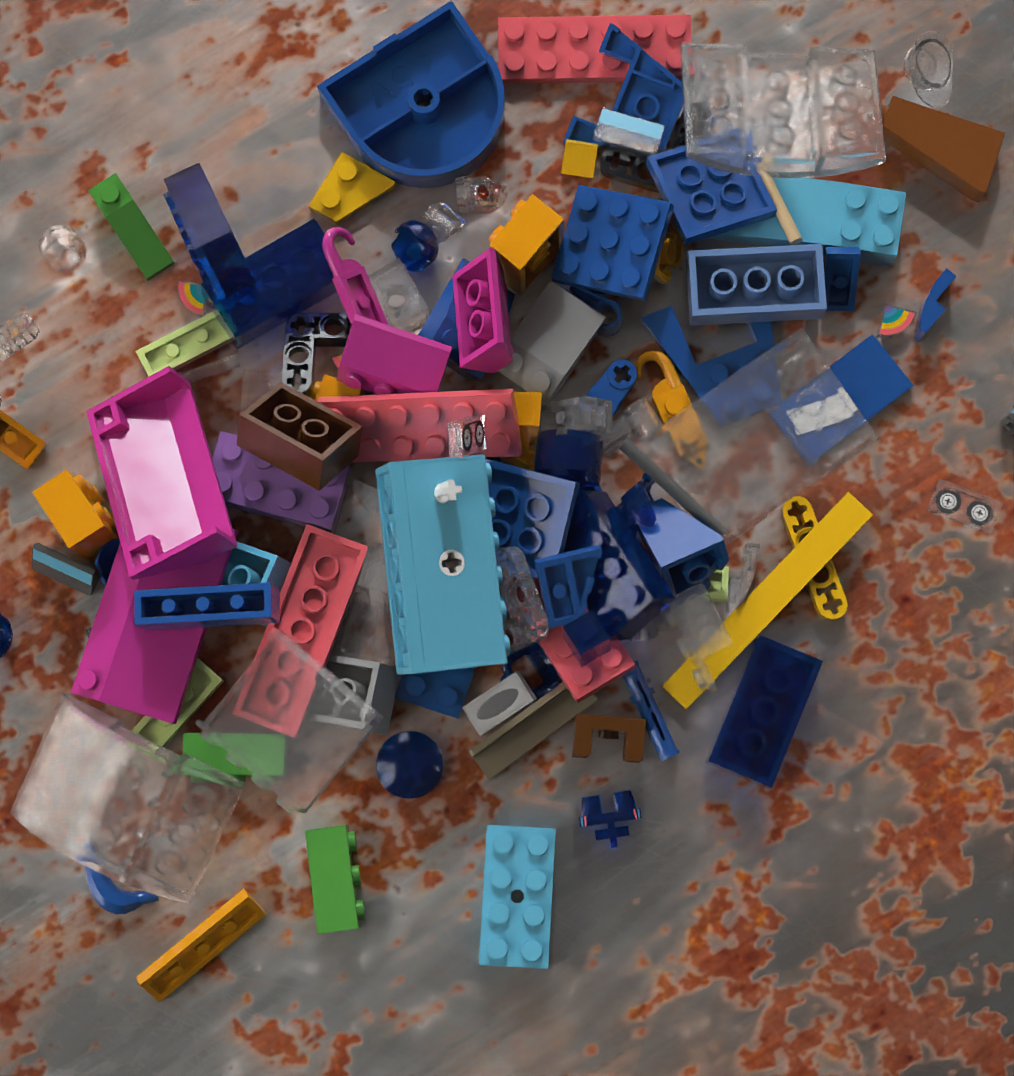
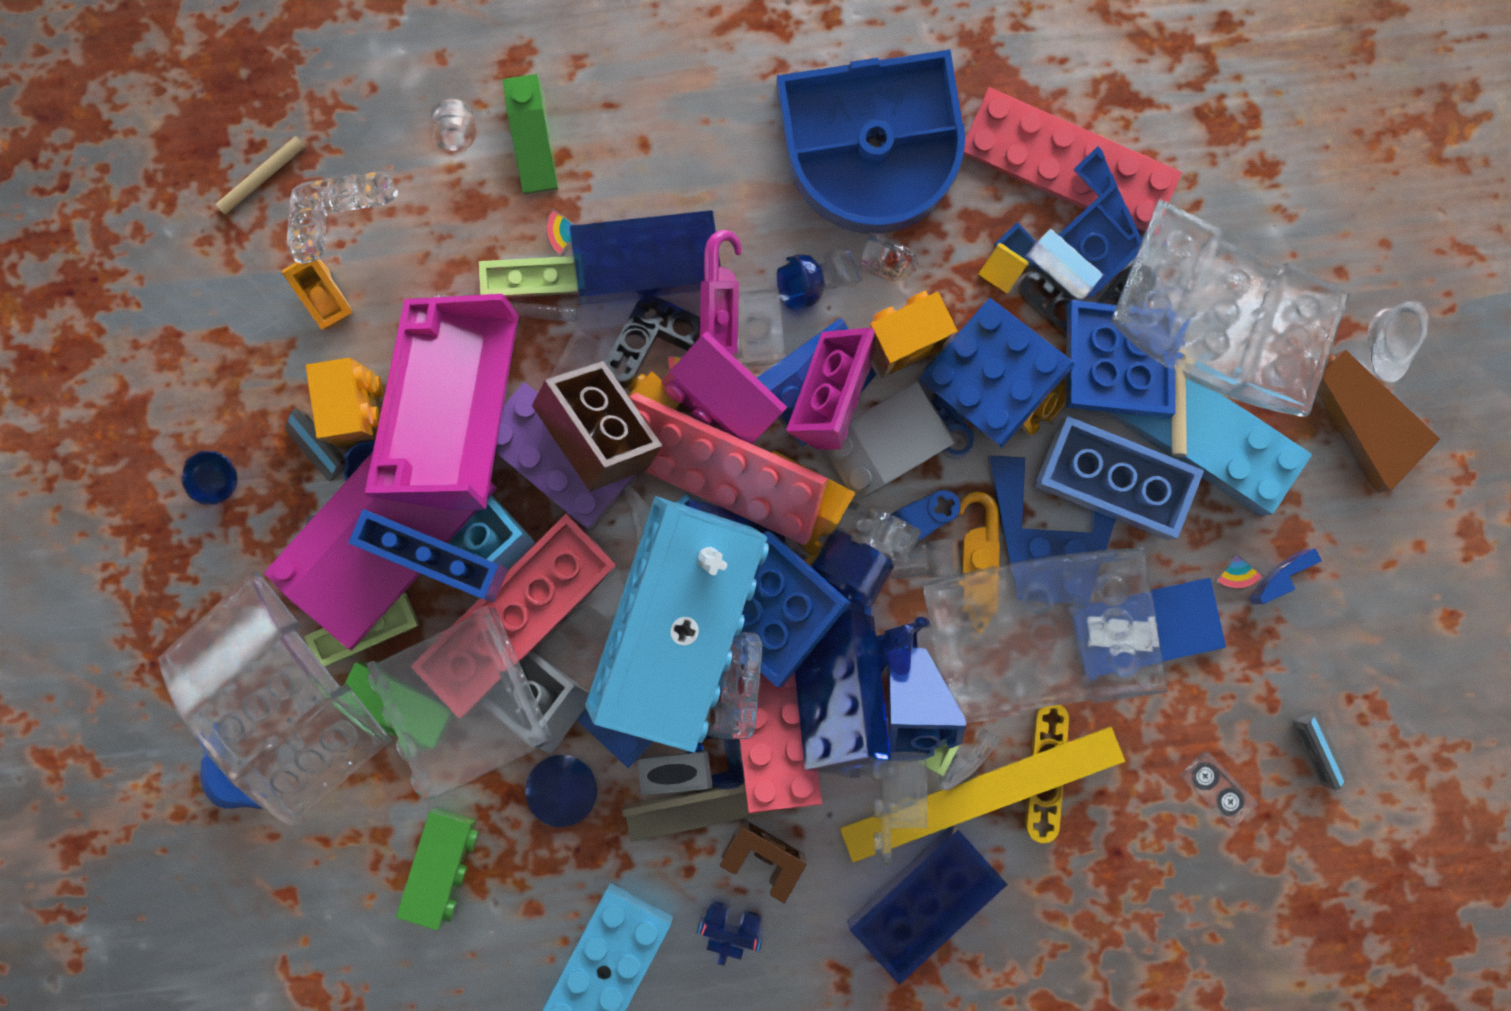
camera: 20 degrees right, 5 degrees up
(201, 945) = (281, 873): light orange plate -> none
(207, 232) = (598, 178): clear blue brick -> none
(348, 188) = (761, 193): yellow wing -> none
(467, 436) = (758, 509): clear tile -> none
(566, 583) = (790, 697): blue wing -> none
(586, 638) = (785, 759): clear blue brick -> none
(648, 710) = (816, 851): blue pin -> none
(670, 486) = (940, 645): dark grey bar -> none
(841, 277) = (1208, 508): blue slope -> none

